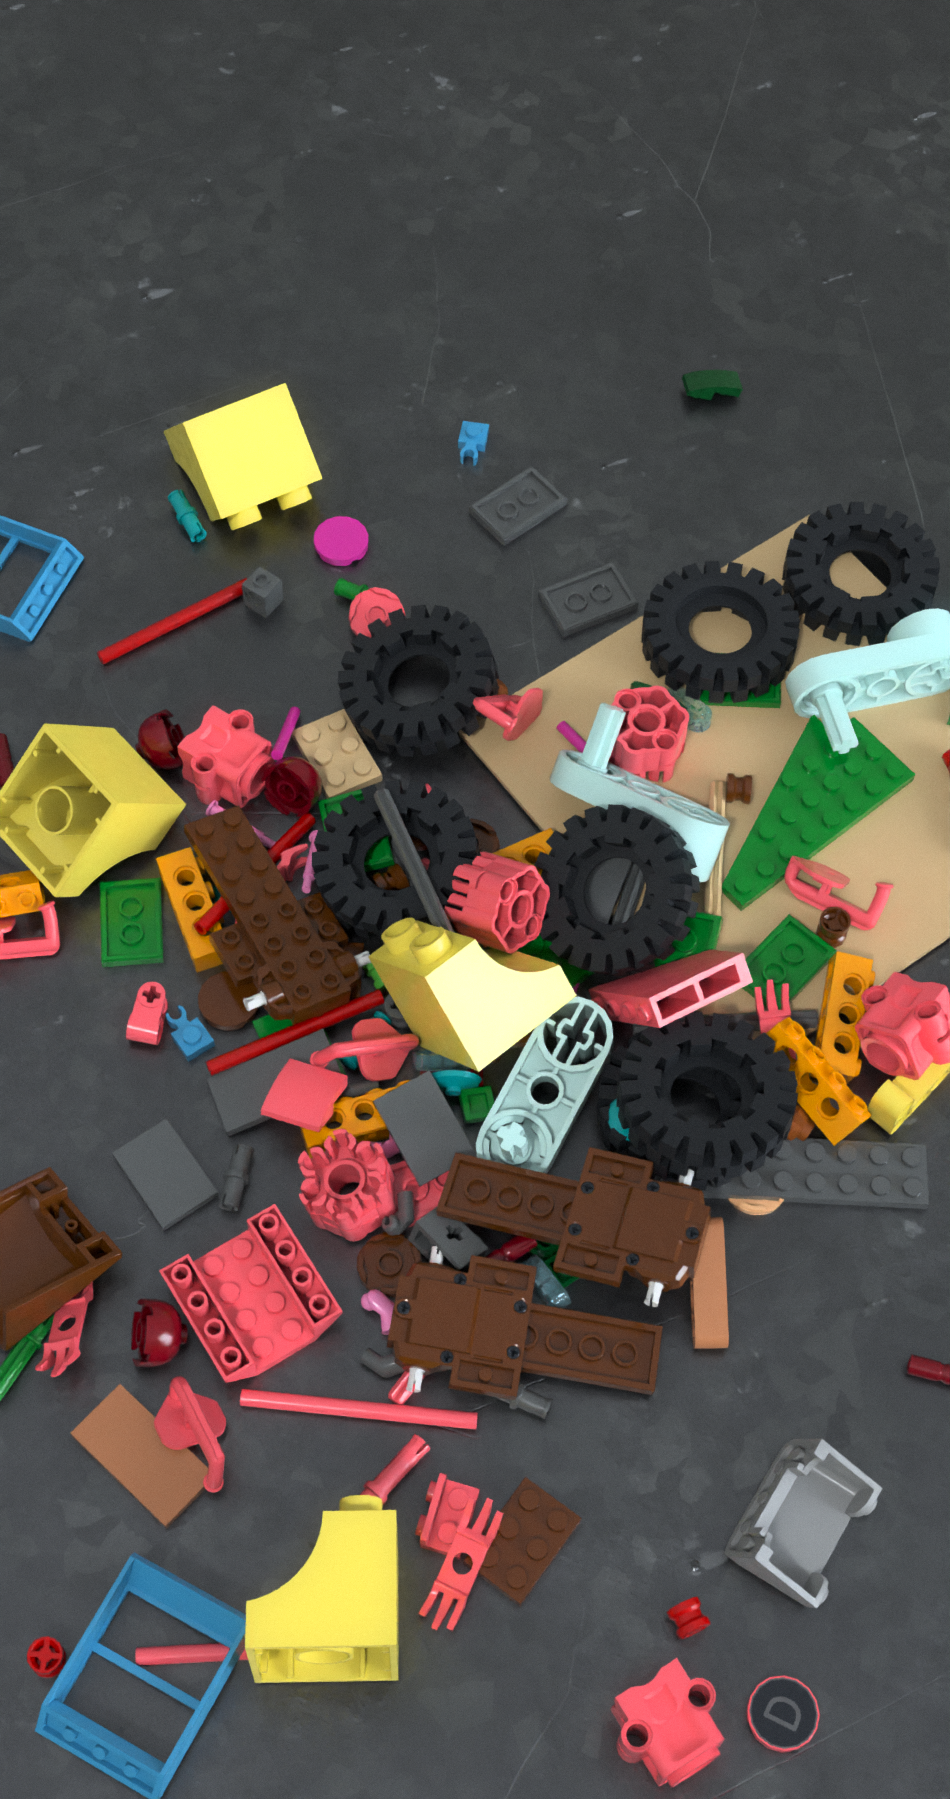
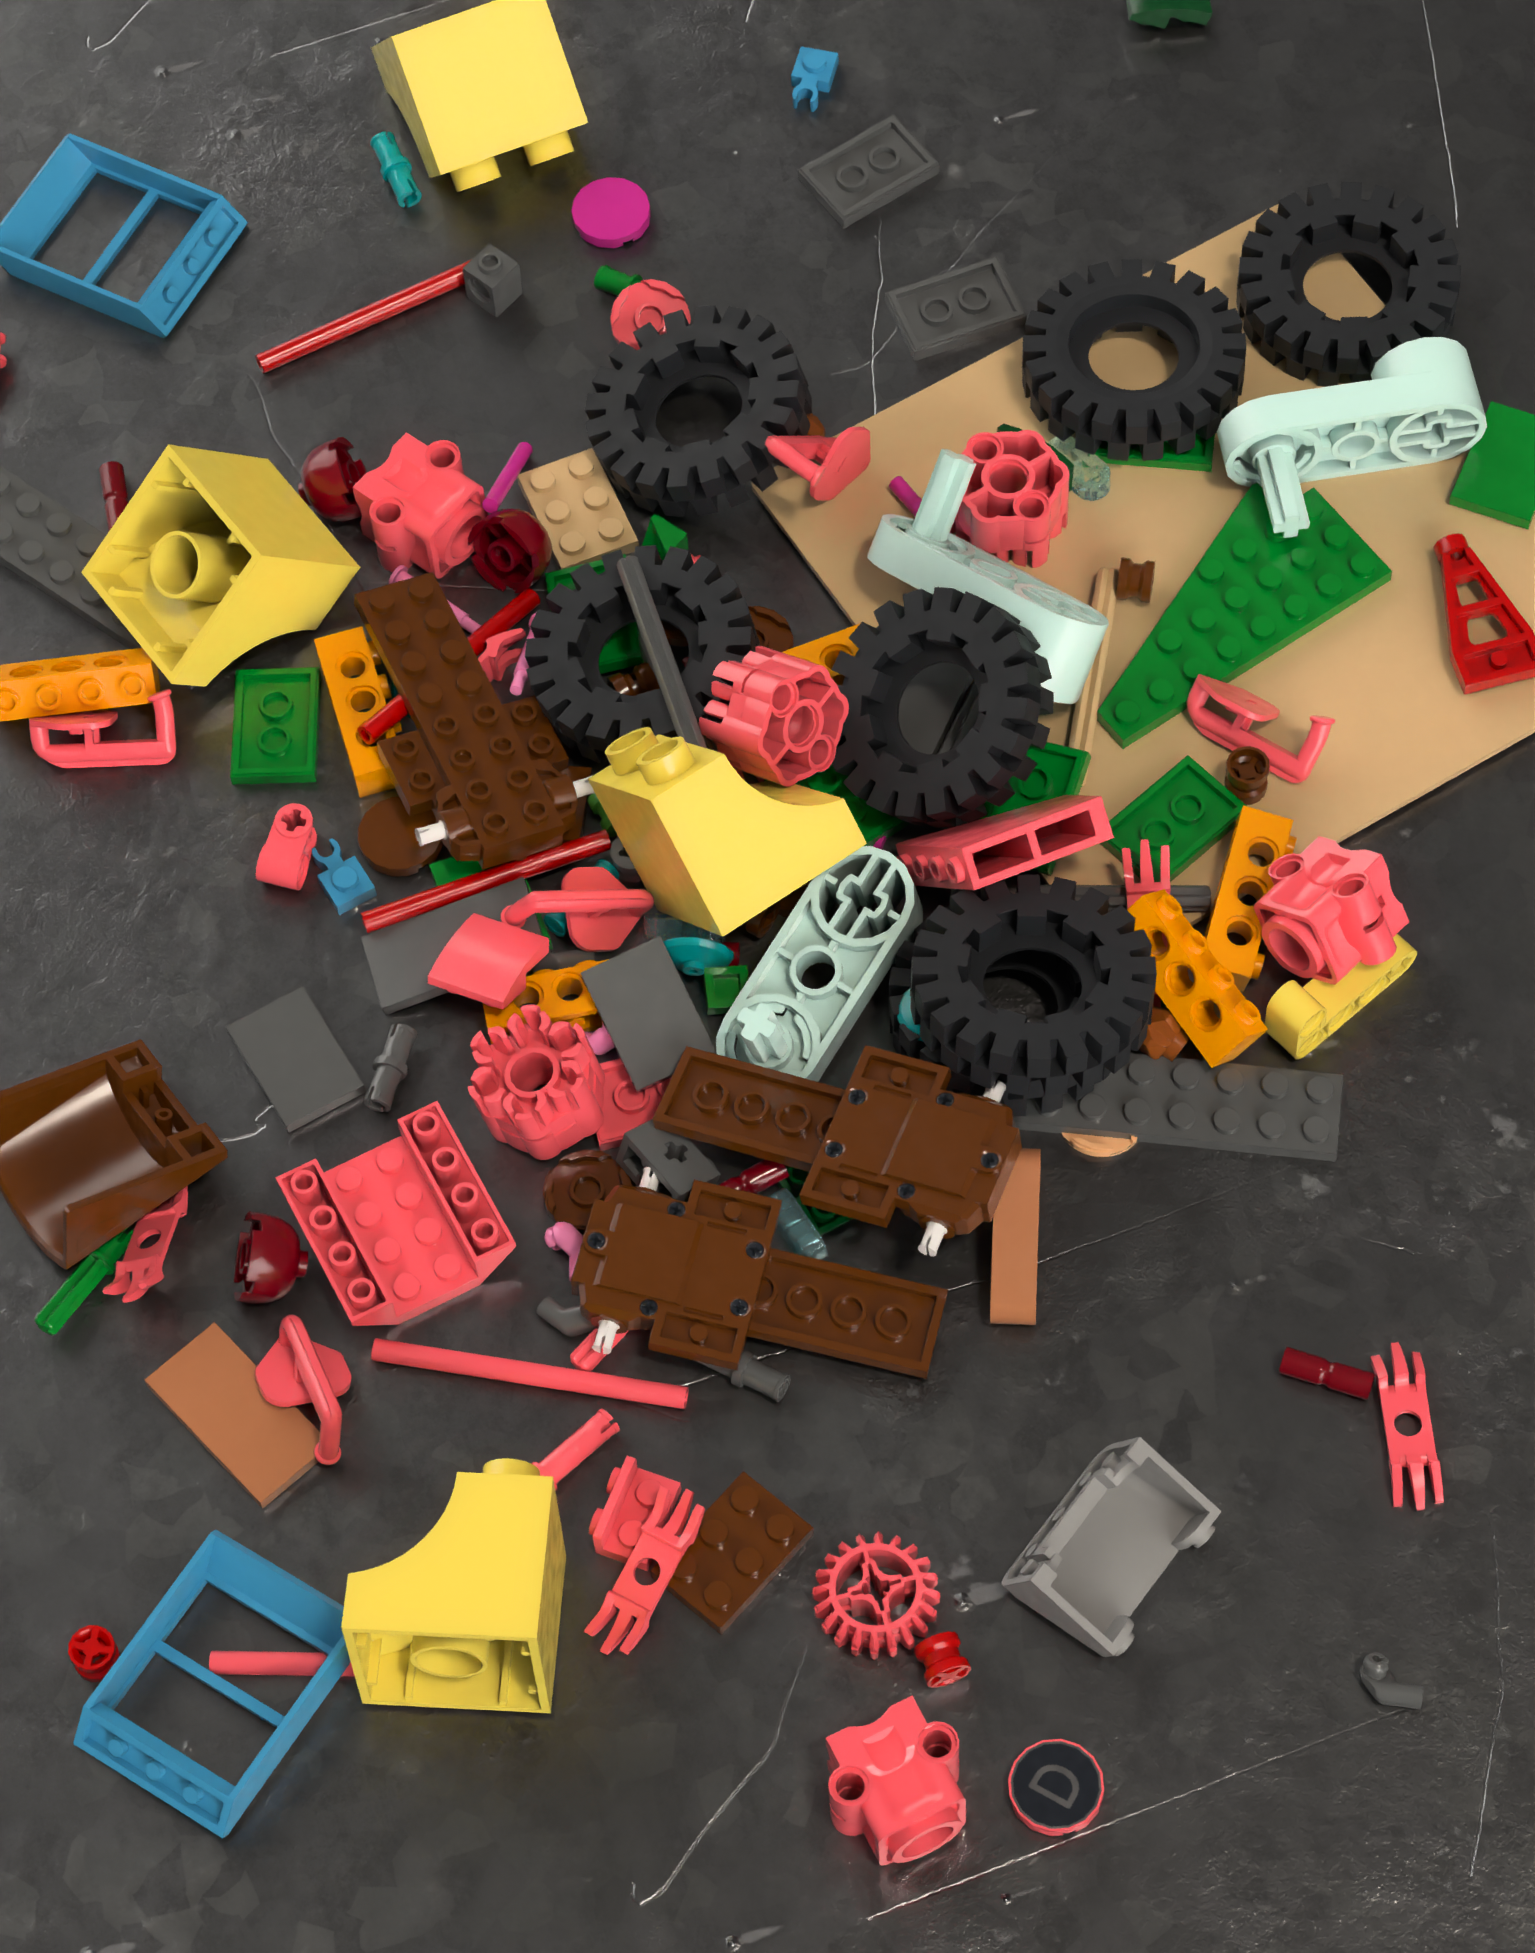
camera: 10 degrees right, 0 degrees up
(402, 771) = (663, 535): none -> green slope
(403, 1217) = (602, 1137): dark grey arm -> none
(619, 1577) = (892, 1588): none -> coral gear

